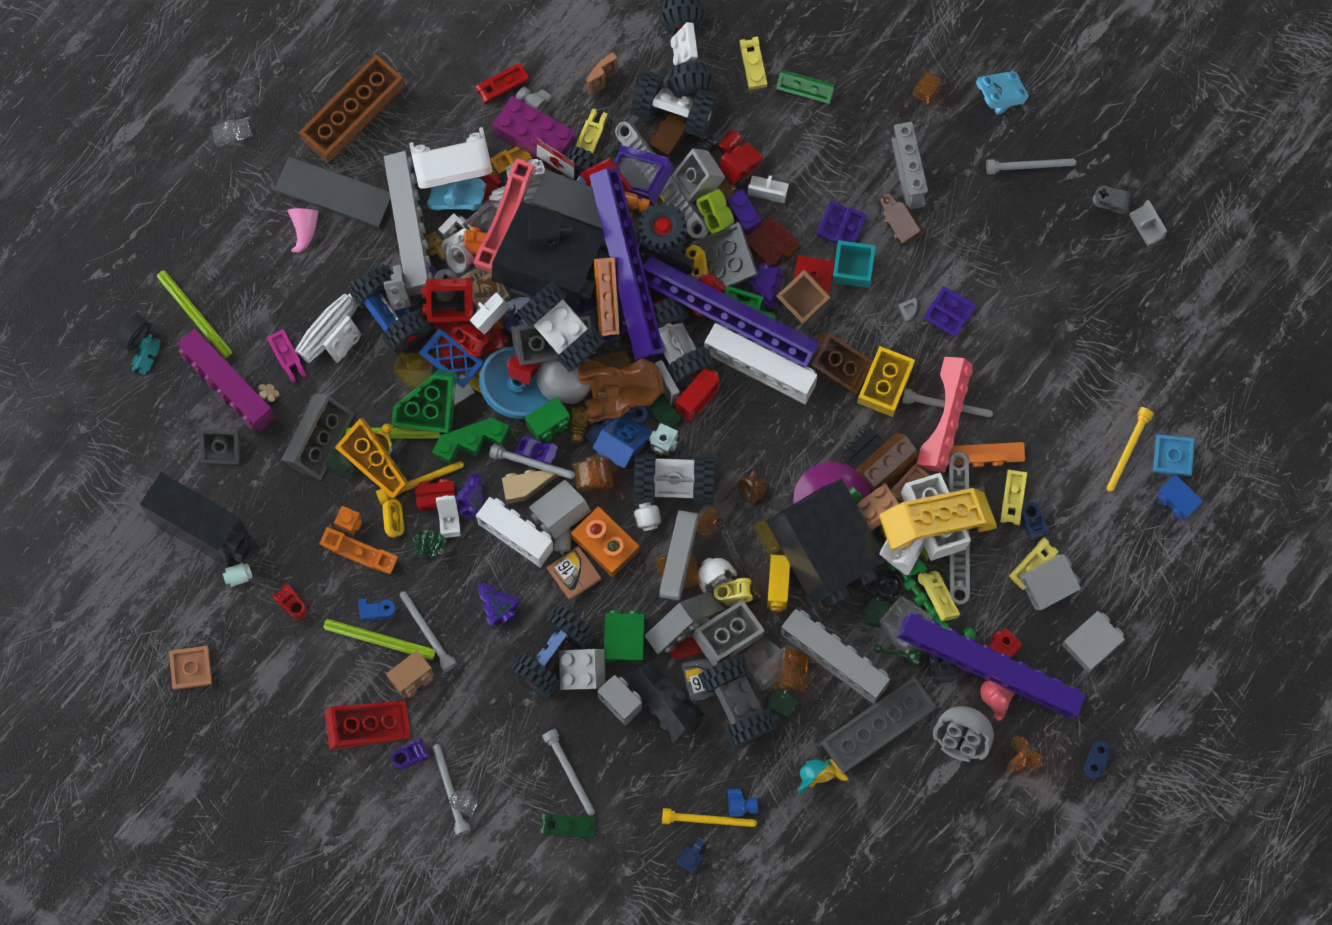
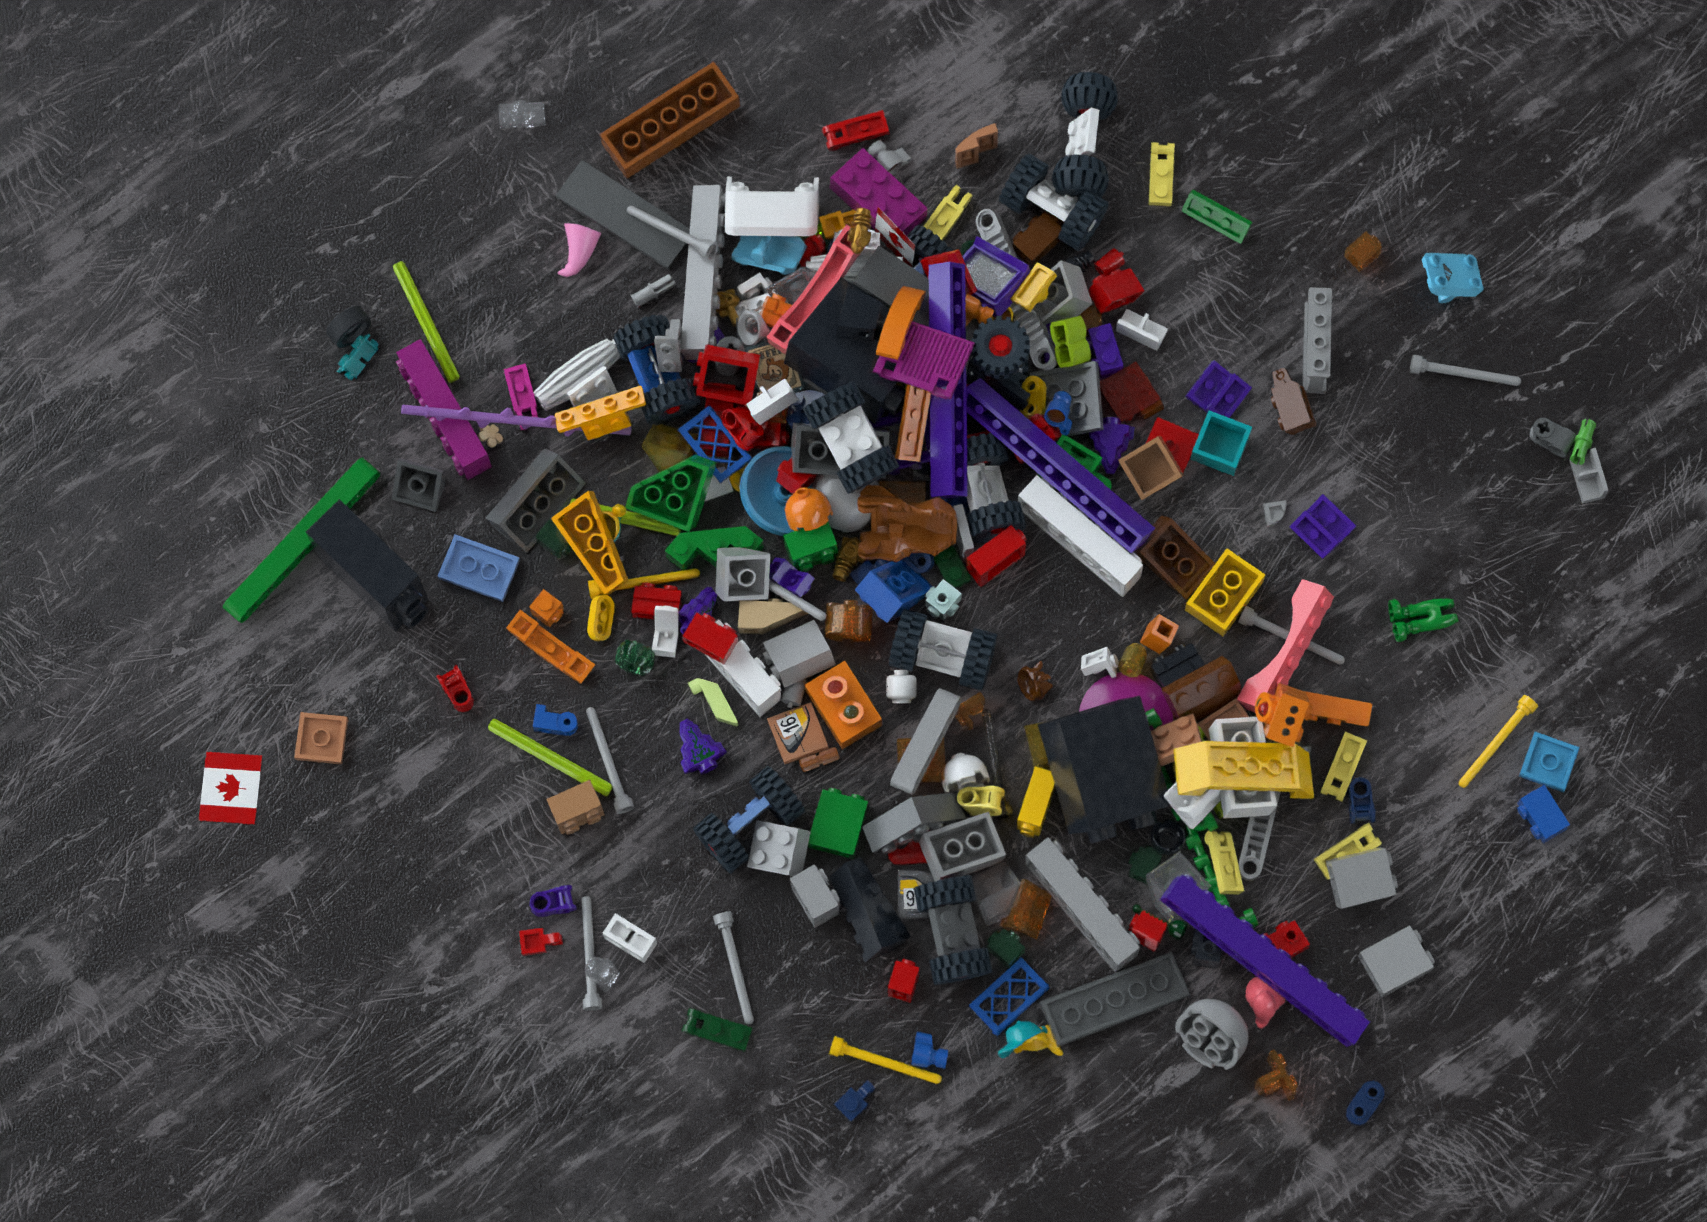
camera: 15 degrees right, 0 degrees up
(126, 725) = (230, 788): none -> sticker
(133, 515) = (297, 544): none -> green beam
(237, 574) = (402, 641): light aqua brick -> none
(279, 374) = (484, 418): none -> medium lavender plant
(285, 501) = (478, 568): none -> medium blue plate
(355, 355) = (602, 415): none -> light orange bracket
(366, 724) = (510, 854): red slope -> none
(371, 247) = (653, 290): none -> light grey axle
(404, 789) = (535, 942): none -> red plate
(406, 203) = (706, 248): none -> light grey piece
(479, 769) = (629, 938): none -> white brick
(487, 513) = (710, 637): none -> red brick
(499, 456) = (742, 574): none -> light grey slope
(501, 561) = (715, 699): none -> yellowish green piece
(528, 164) = (859, 234): none -> pearl gold piece
(539, 392) = (807, 509): none -> orange cylinder
(577, 225) = (898, 322): none -> orange slope
(592, 592) = (825, 757): none -> dark orange piece
(604, 249) = (927, 358): none -> magenta window
(676, 174) = (1034, 287): none -> yellow tile
(708, 750) = (903, 980): none -> red brick
(720, 269) = (1058, 412): none -> blue piece
(788, 728) = (1006, 977): none -> blue window
(799, 459) = (1098, 661): none -> white bracket
(826, 452) = (1132, 660): none -> clear yellow brick
(842, 426) = (1159, 634): none -> orange brick
(892, 663) = (1148, 930): none -> red brick
(958, 466) = (1283, 714): none -> orange piece
(1050, 356) = (1430, 608): none -> green piece
(1137, 197) = (1583, 441): none -> bright green pin

